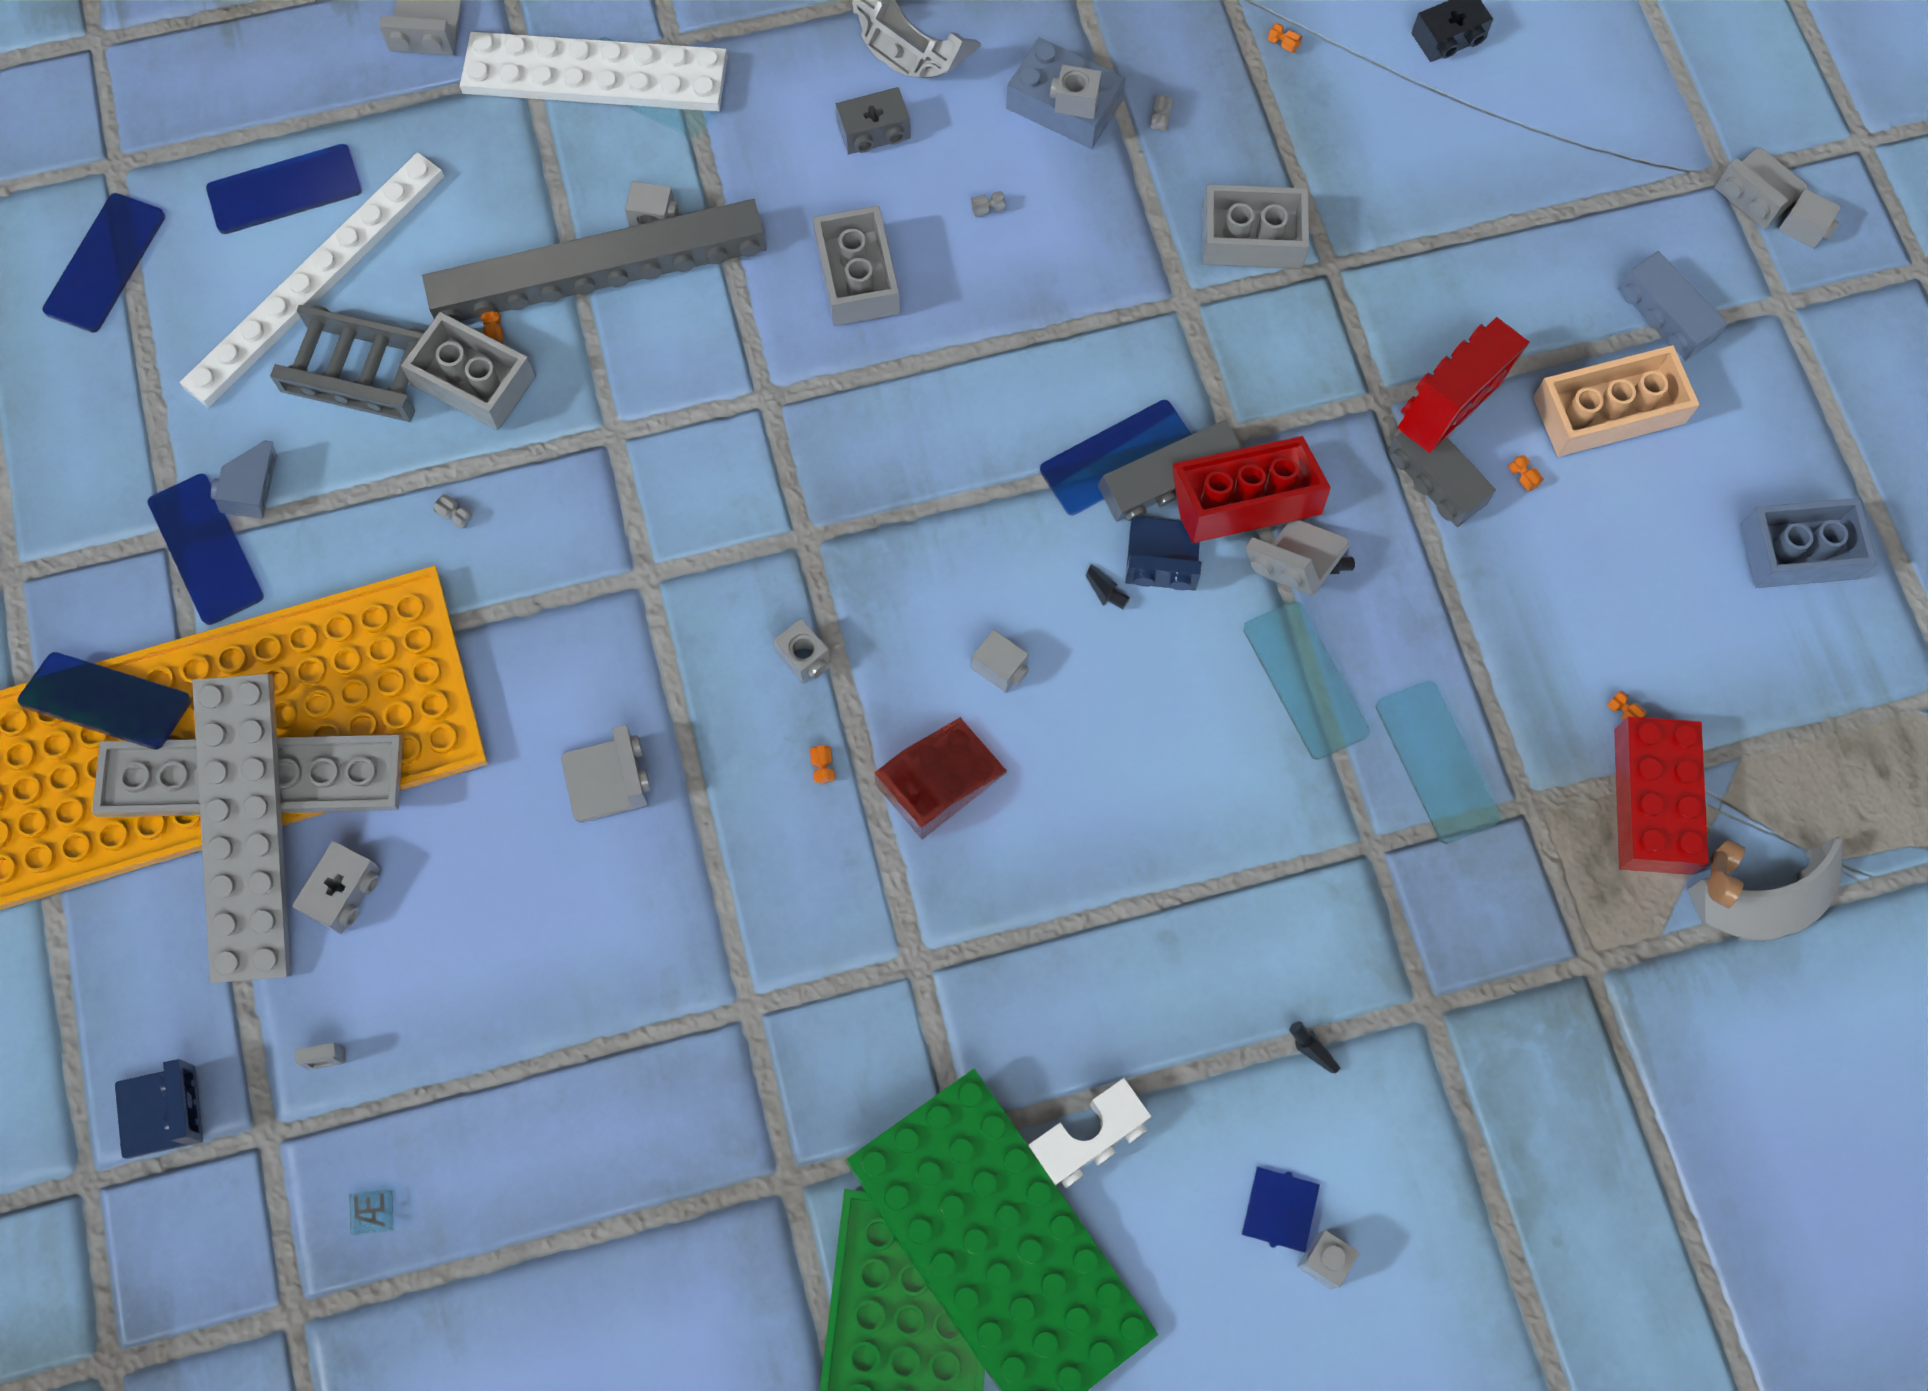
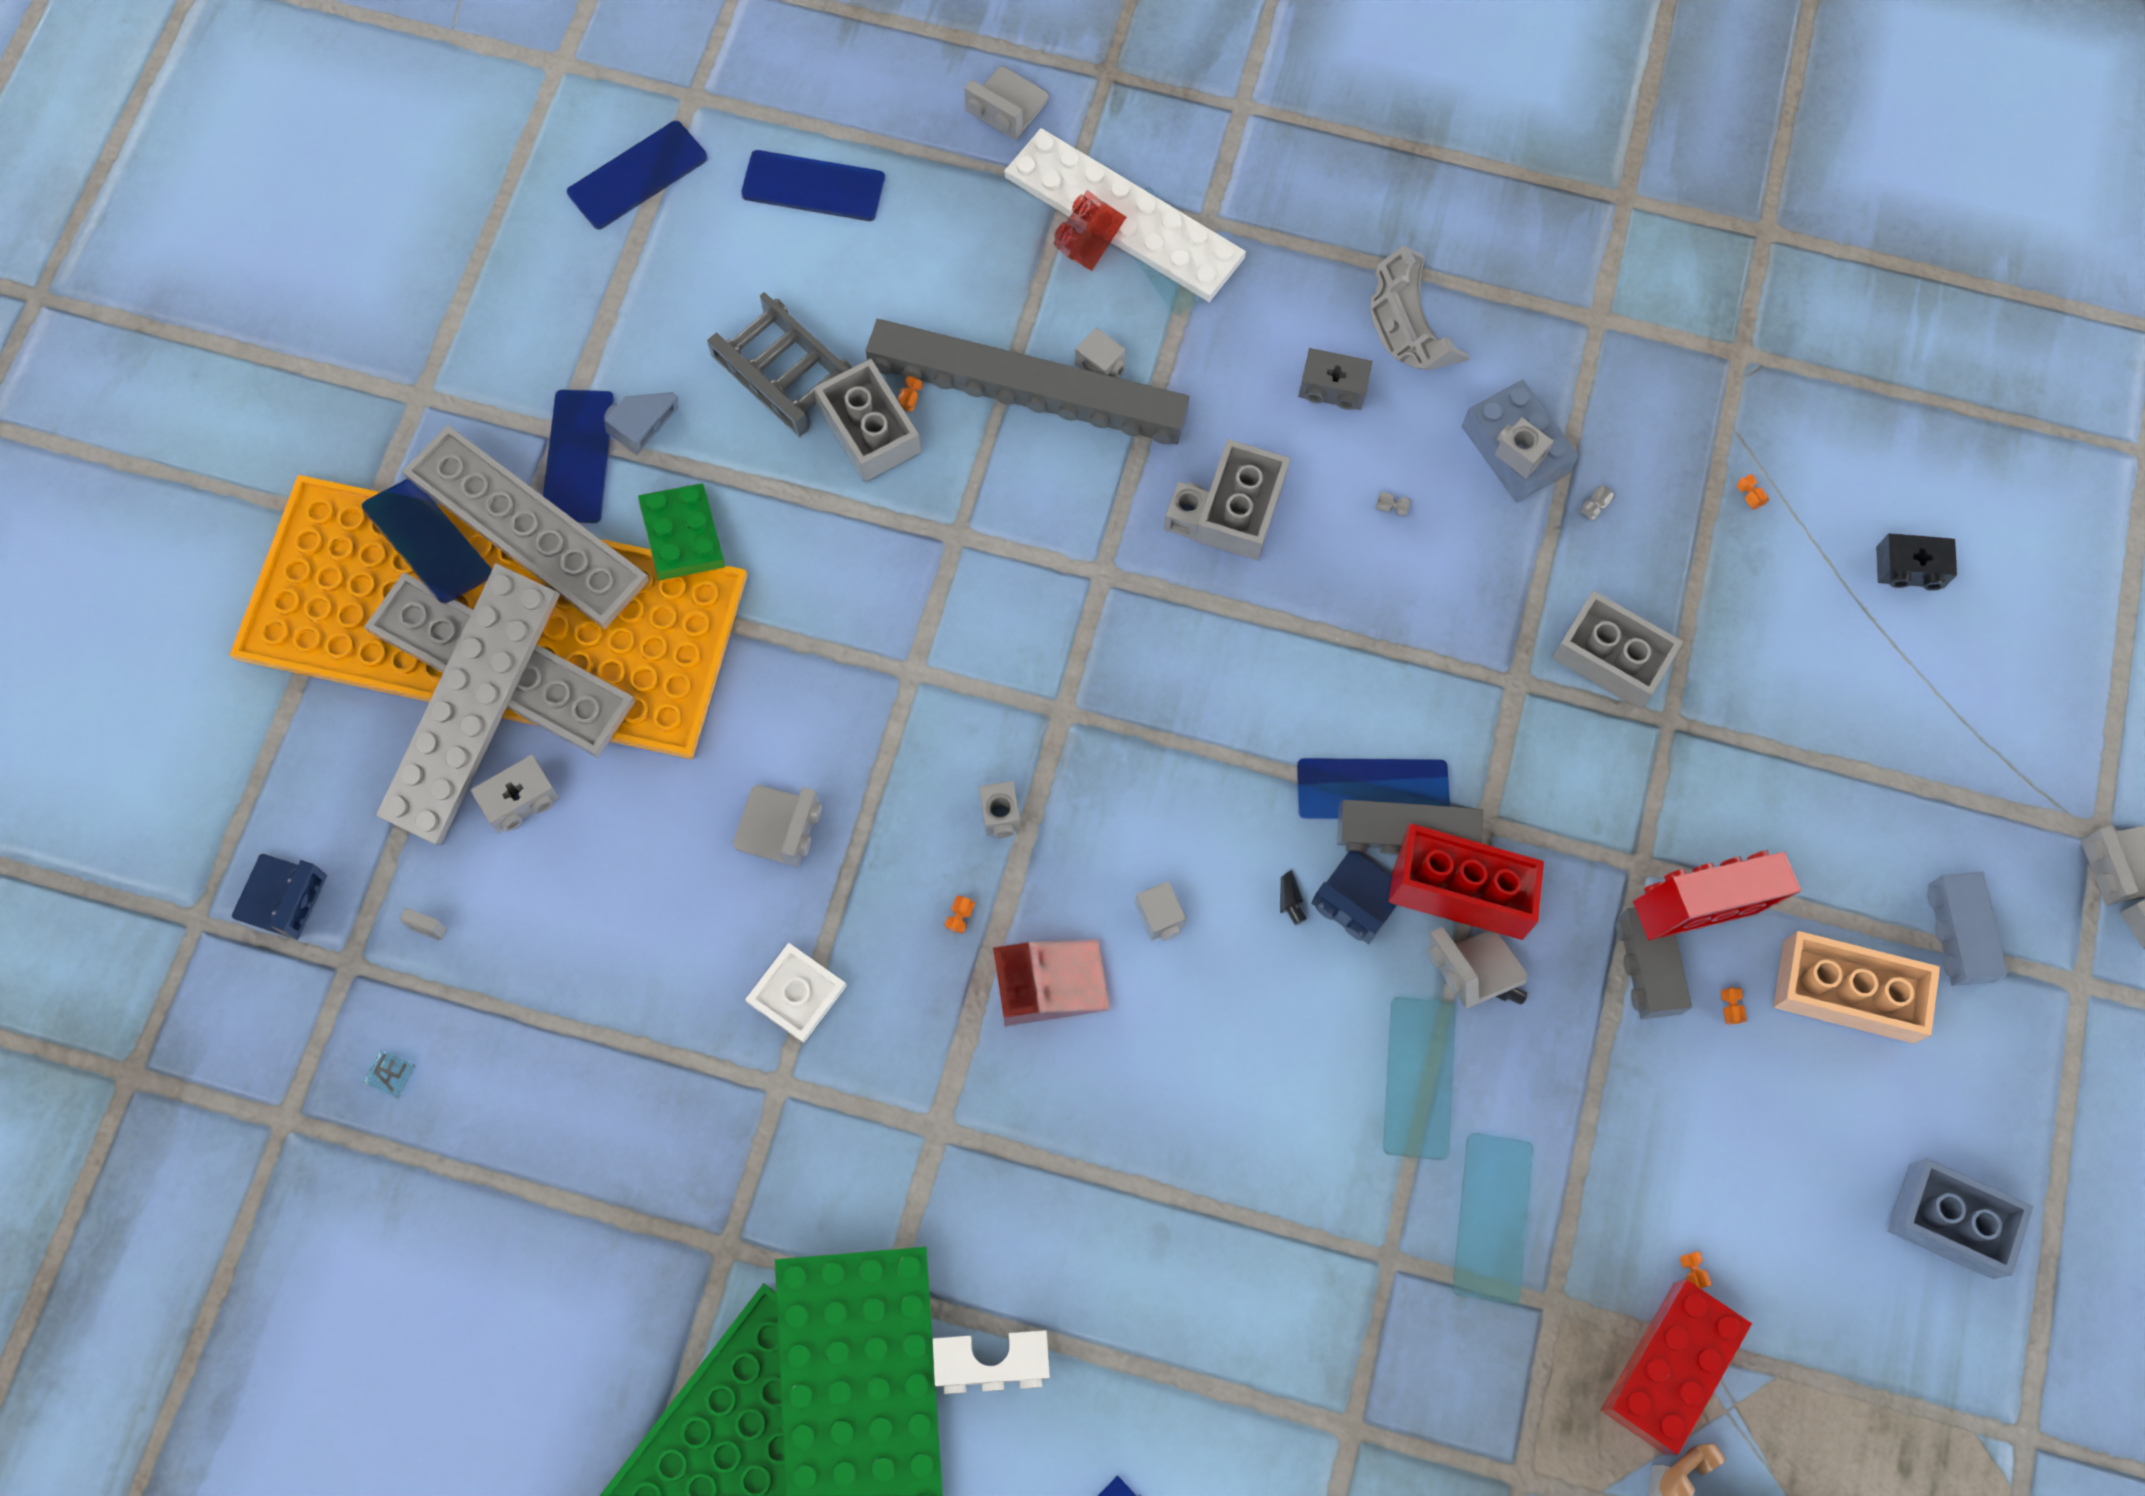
camera: 30 degrees right, 0 degrees up
(194, 635) = (526, 526): none -> light grey plate
(311, 280) = (792, 274): white plate -> none
(351, 563) = (681, 531): none -> green plate
(448, 507) = (786, 526): light grey piece -> none
(571, 98) = (1088, 230): none -> clear red bracket
(715, 917) = (796, 992): none -> white plate
(811, 313) = (1182, 521): none -> light grey brick
(1312, 1047) = (1227, 1401): black bar -> none

